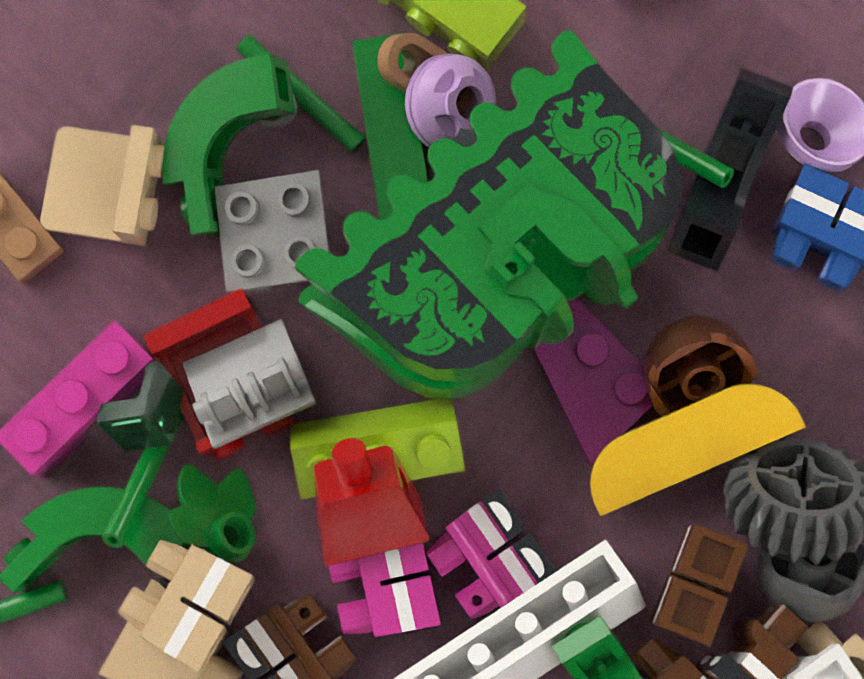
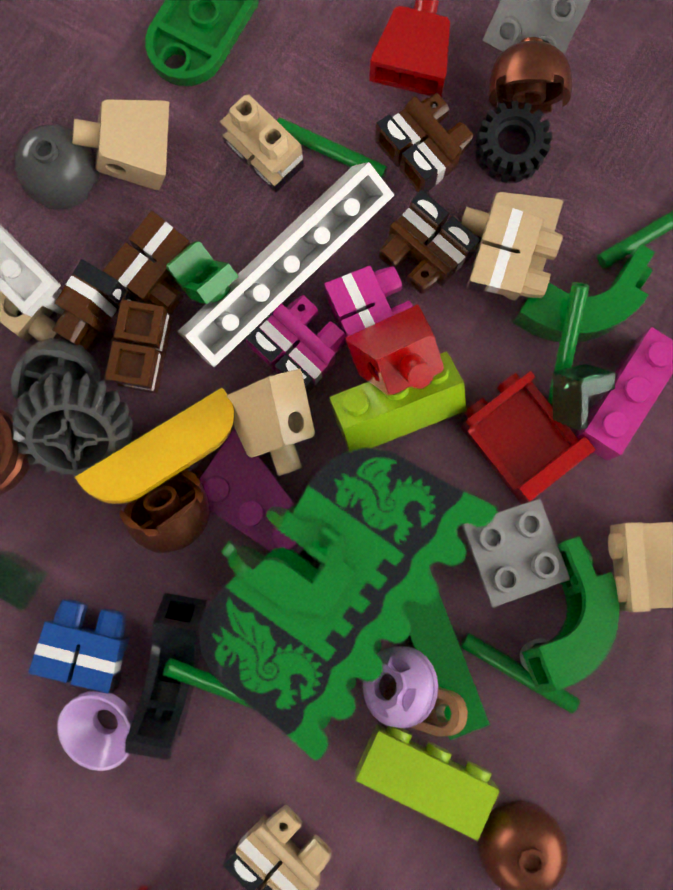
camera: 165 degrees right, 0 degrees up
(215, 511) = (510, 336): green plate -> none
(248, 384) = (507, 428): light grey hinge -> none
(541, 459) = (273, 418): none -> tan torso

